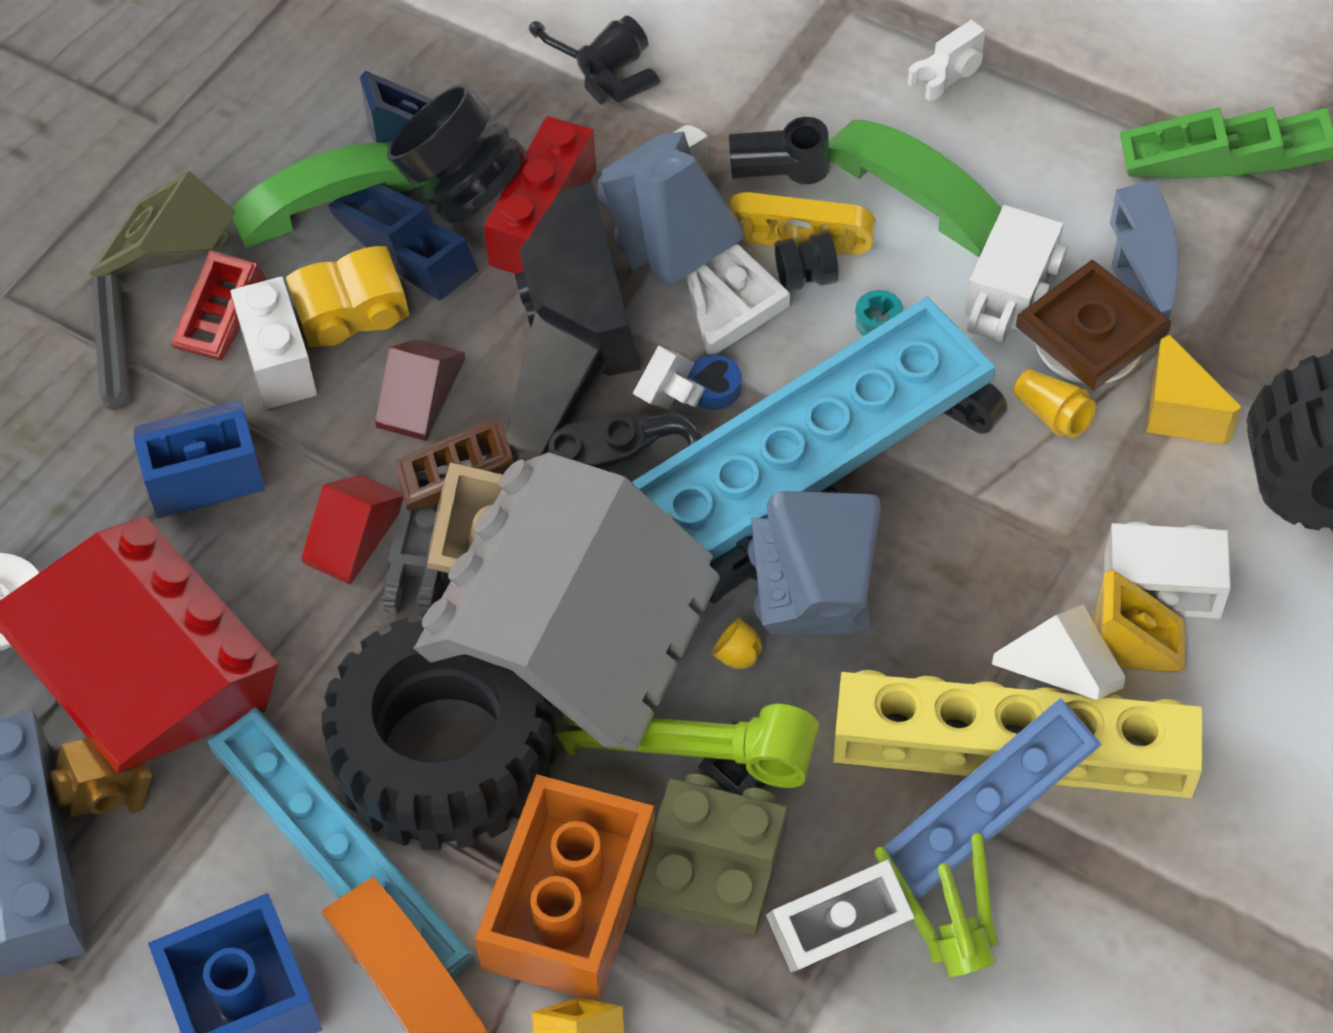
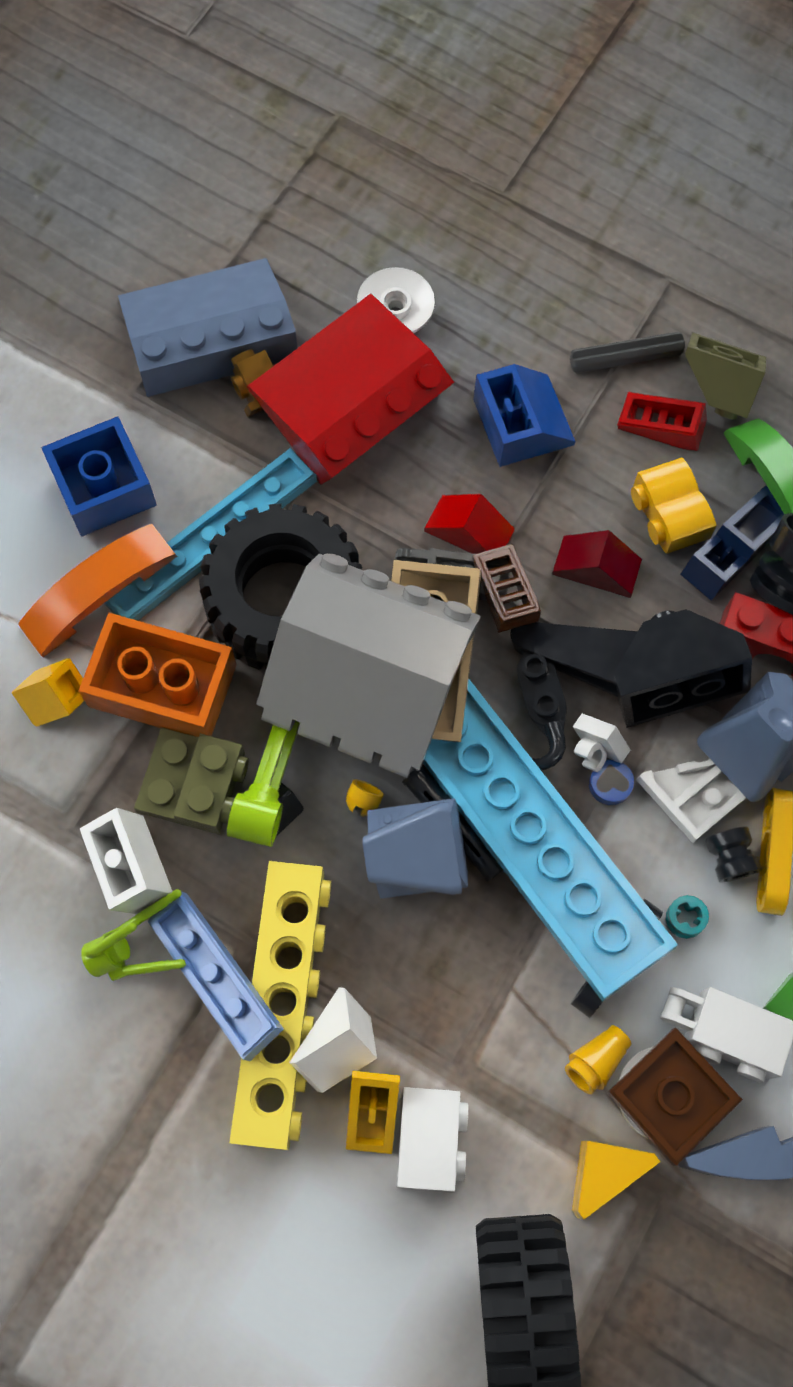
camera: 85 degrees right, 15 degrees up
(274, 342) = (619, 454): white brick -> none

